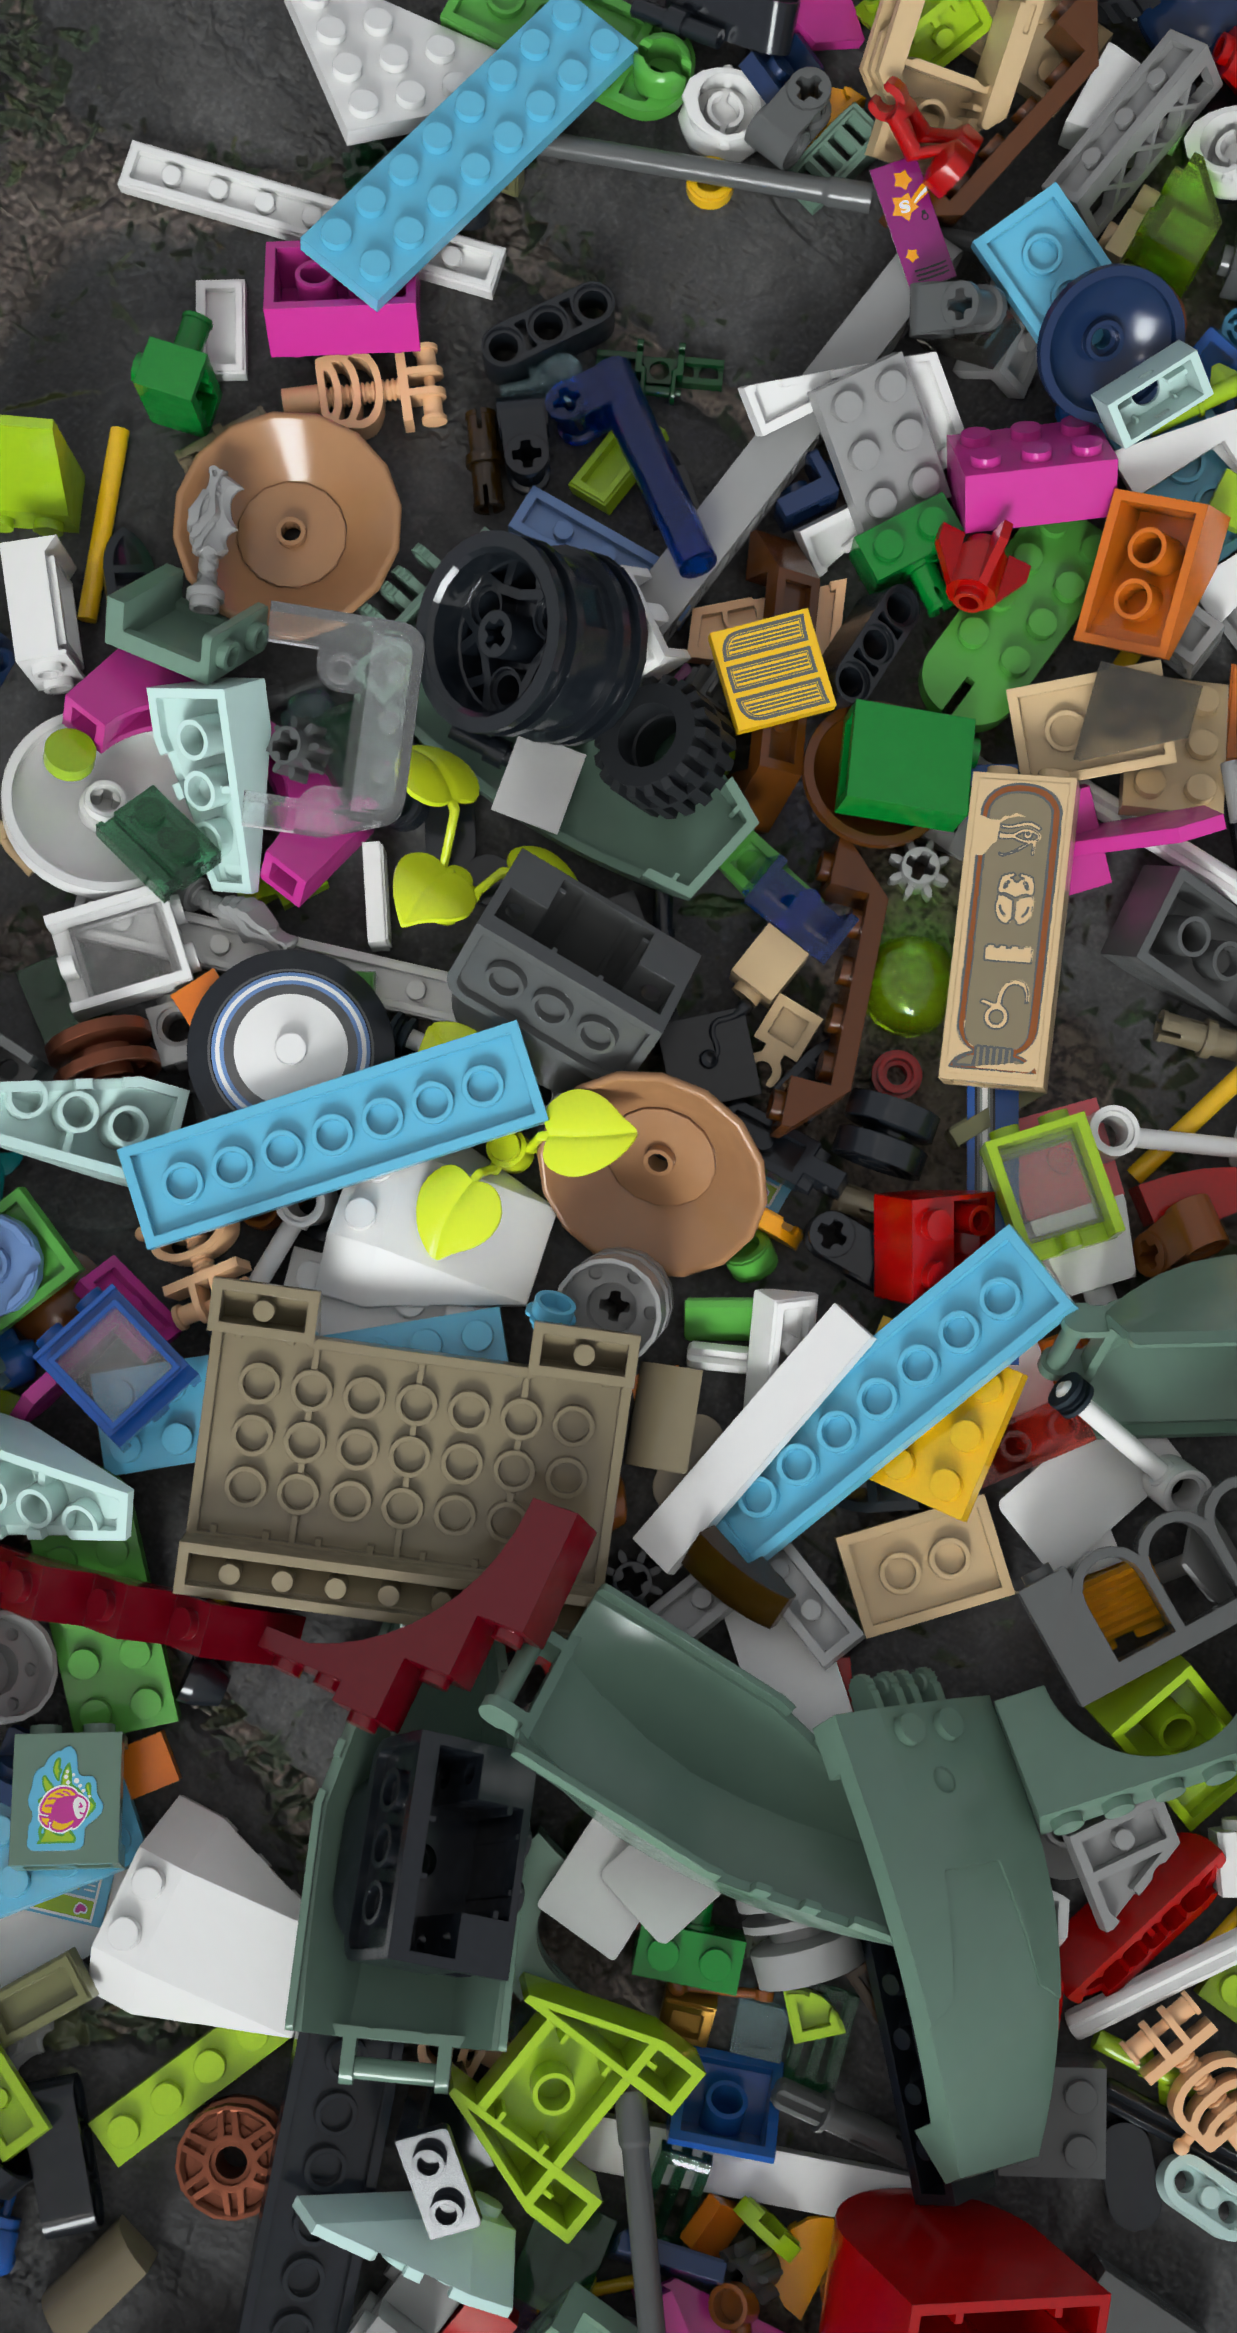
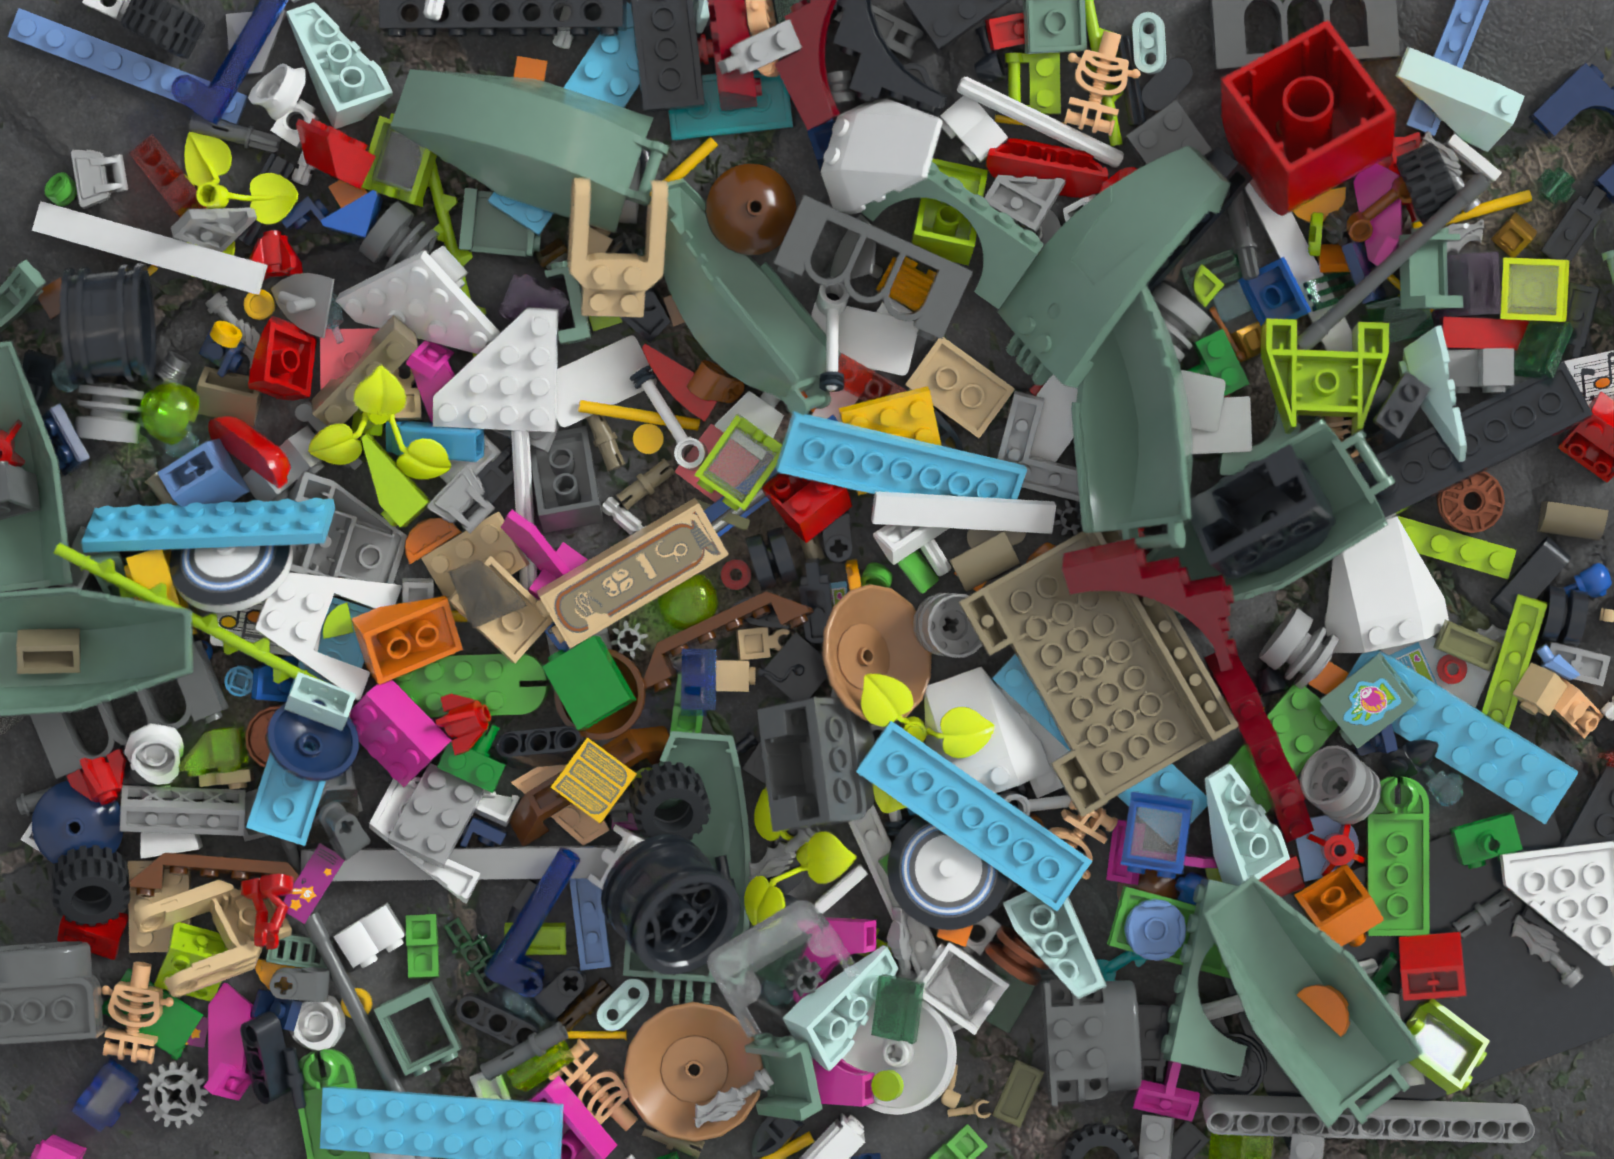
camera: 120 degrees left, 5 degrees up
(35, 1933) = (1442, 669): none -> red plate
(205, 1760) = (1297, 647): none -> light grey wheel
(437, 444) = (597, 1035): none -> yellow piece
(445, 510) = (623, 1003): none -> light aqua plate
(456, 342) = (540, 1068): none -> clear neon green hinge
(478, 841) = (778, 859): none -> light grey piece
(482, 343) = (534, 1045): none -> dark grey pin
(538, 783) = (729, 851): white sticker -> none
(551, 1307) = (976, 652): medium azure plate -> none
(626, 189) = (403, 1001): none -> sand green window
(717, 316) = (422, 946): none -> bright green slope
(746, 1587) = (1034, 462): dark brown slope -> none
(784, 259) = (371, 935): none -> white brick
(1088, 984) = (621, 516): none -> white axle
(1107, 1046) = (645, 484): none -> dark tan pin
(1164, 1097) = (648, 438): none -> yellow tile

